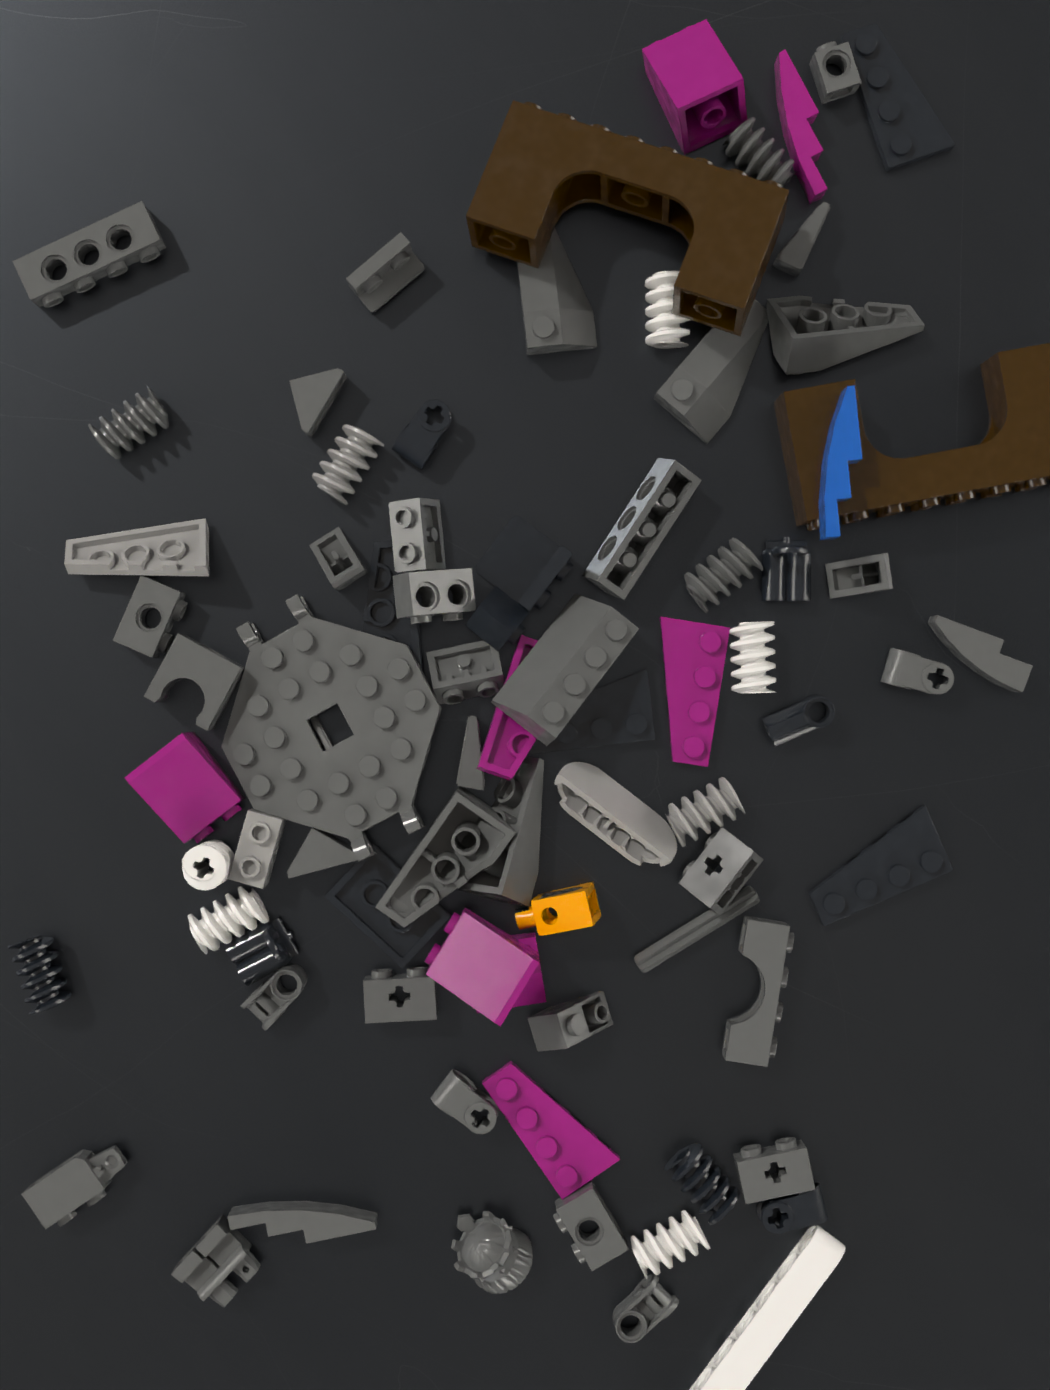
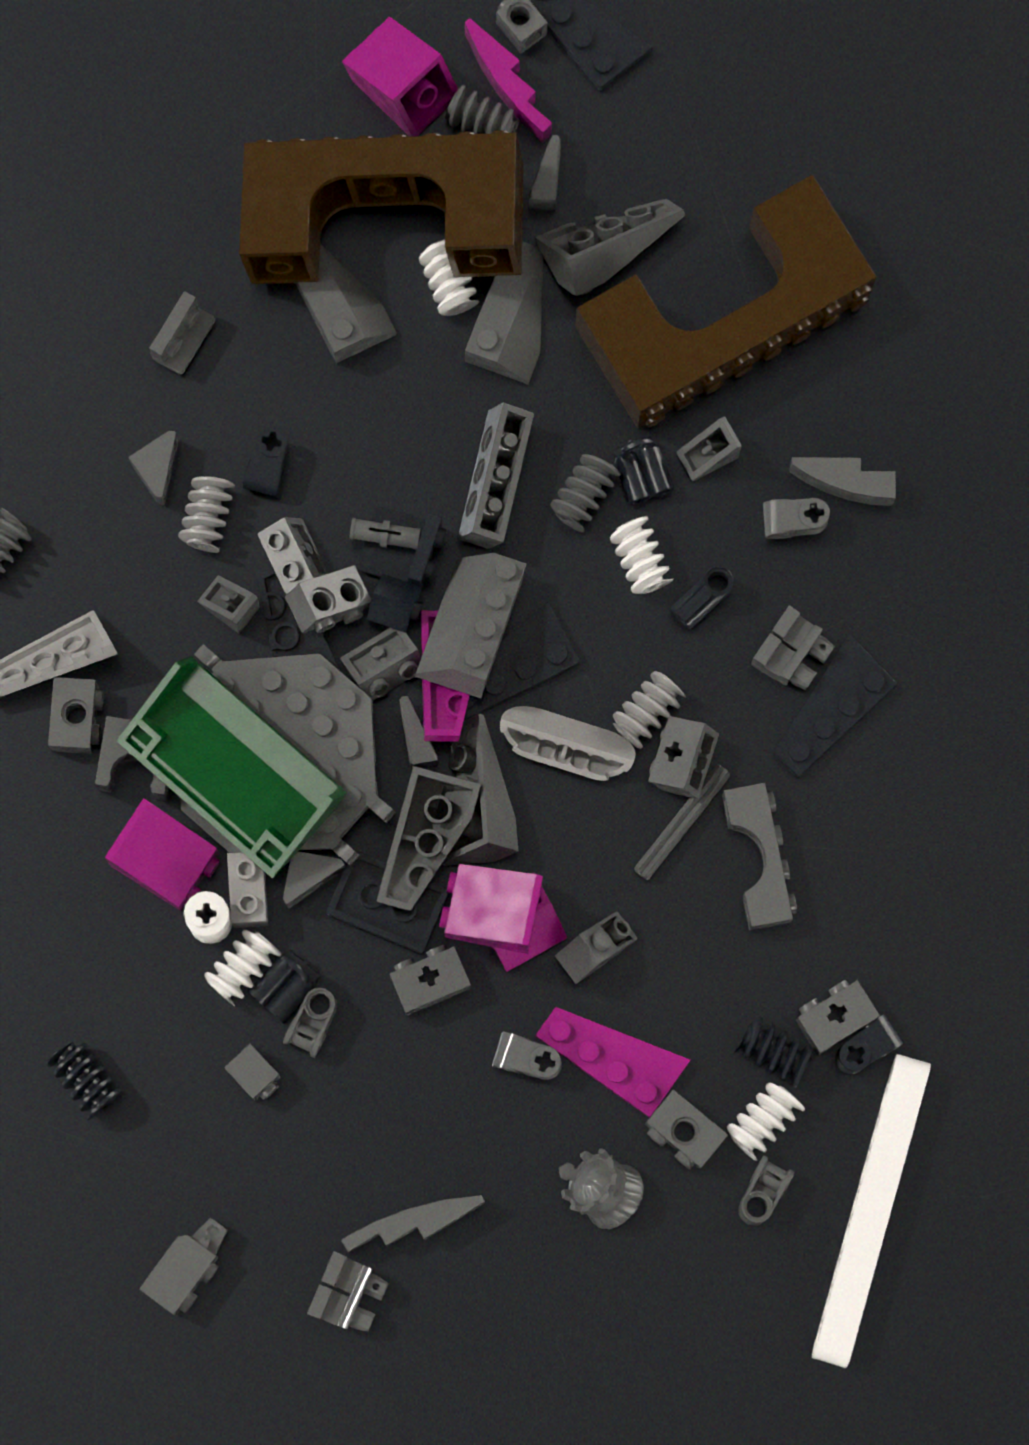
camera: 20 degrees left, 10 degrees down
(202, 1024) = (253, 1073): none -> dark grey brick
(279, 728) = (231, 766): none -> dark green slope
(491, 534) = (385, 533): none -> dark grey pin
(575, 907) = (562, 838): light orange torso -> none
(693, 675) = (593, 592): magenta wing -> none
(841, 449) = (646, 341): blue slope -> none
(879, 797) = (787, 648): none -> dark grey hips

